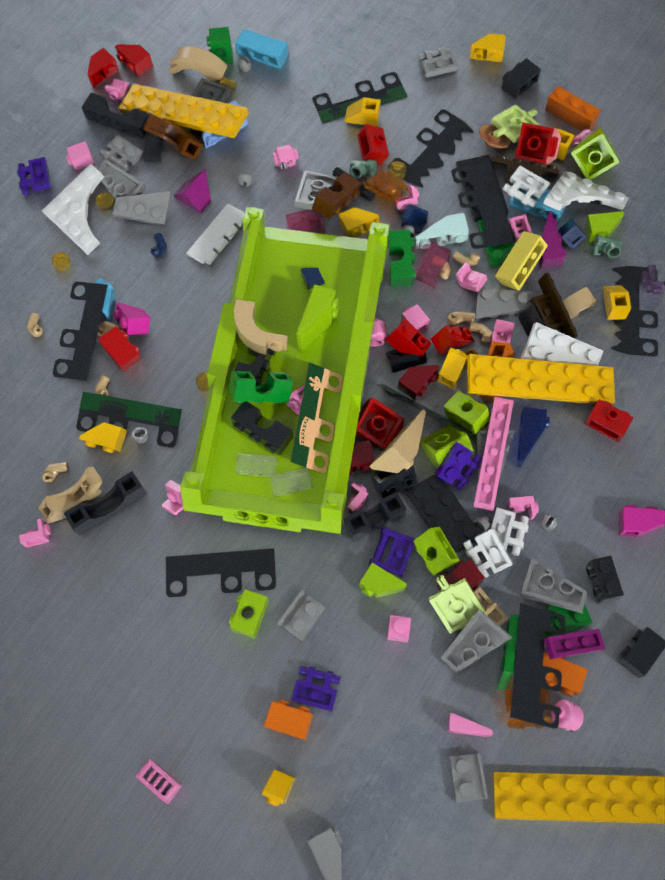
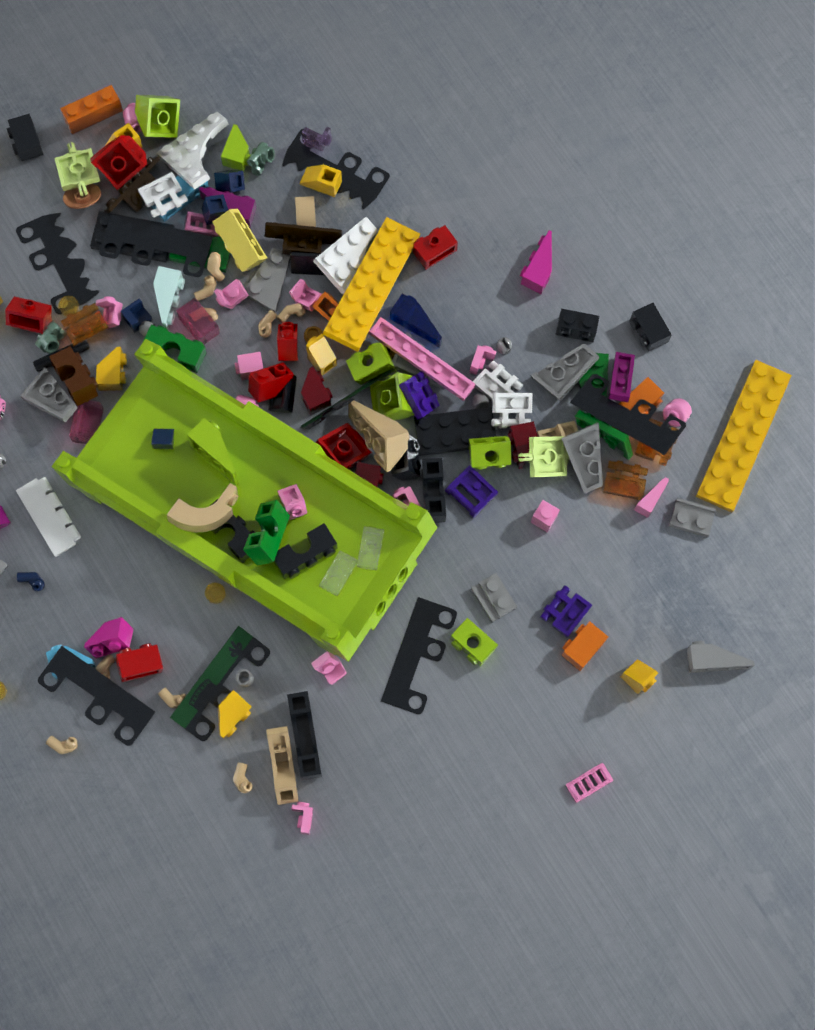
camera: 75 degrees left, 5 degrees up
(309, 421) = (320, 503): piece -> none
(380, 582) = (495, 514): lime slope -> none
(467, 695) = (624, 485): none -> clear orange plate
(488, 253) = (213, 266): none -> tan arm
(540, 227) = (213, 208): none -> dark blue panel

